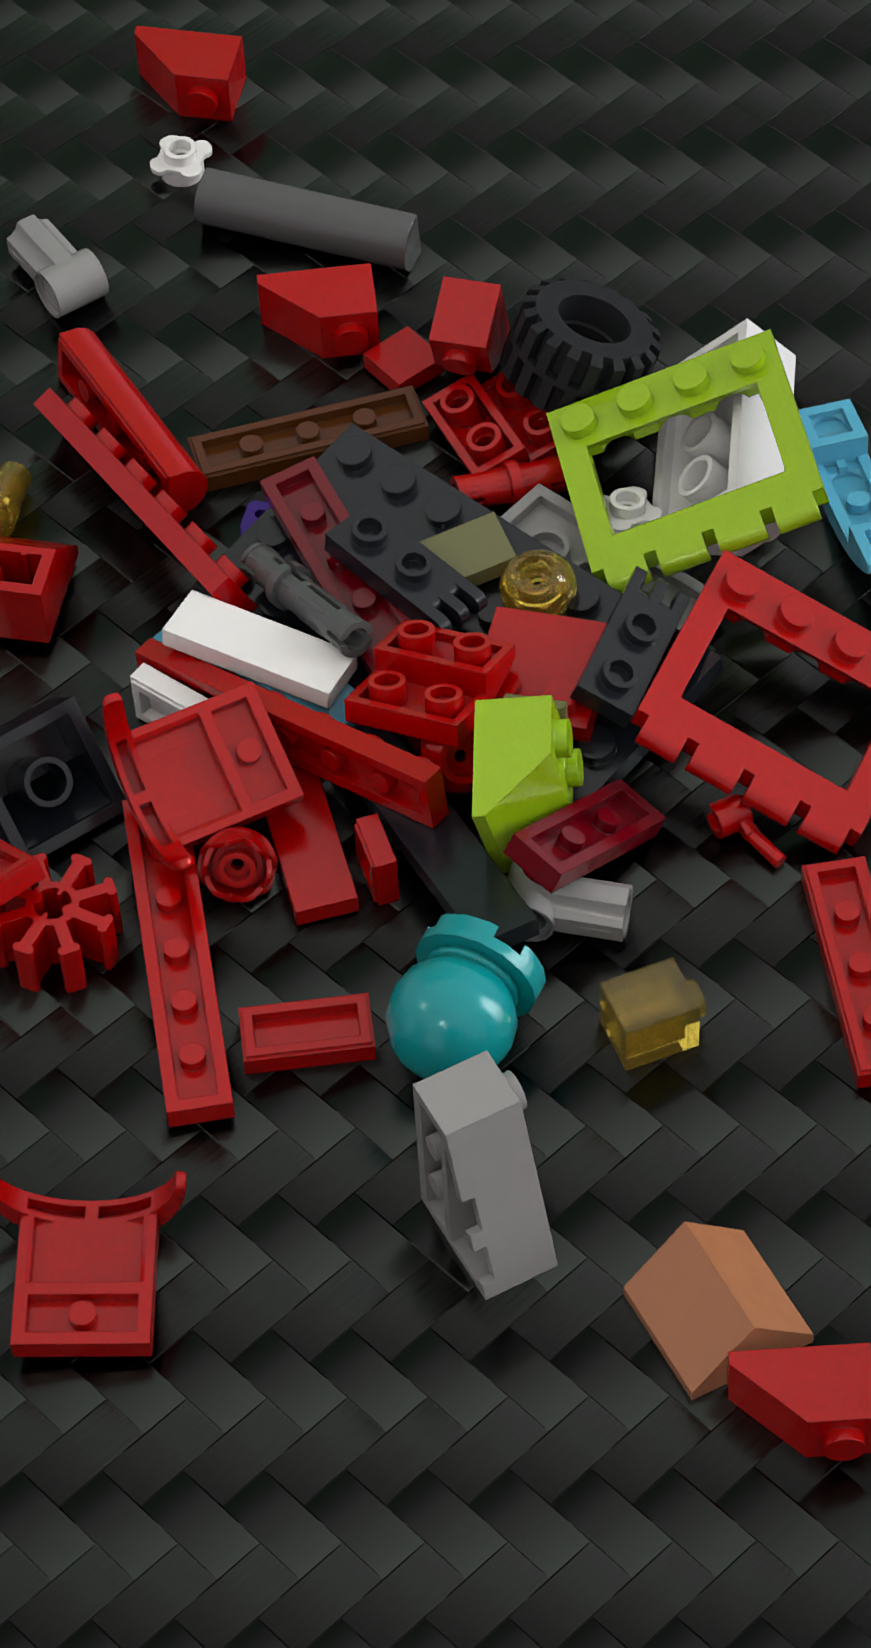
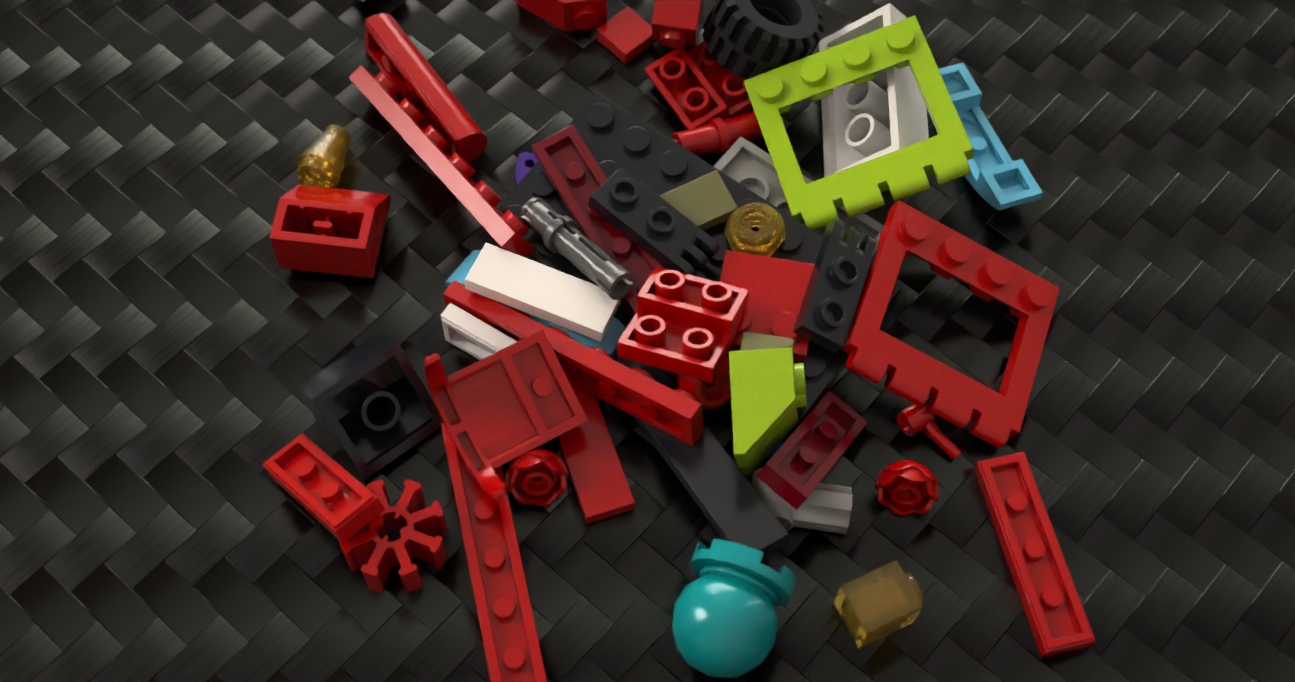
camera: 10 degrees left, 10 degrees up
(277, 443) = (558, 98): reddish brown tile -> none
(307, 1033) = (604, 627): red tile -> none
(376, 859) = (647, 469): red tile -> none
(630, 508) = (812, 157): white plate -> none
(700, 906) = (907, 487): none -> red plate

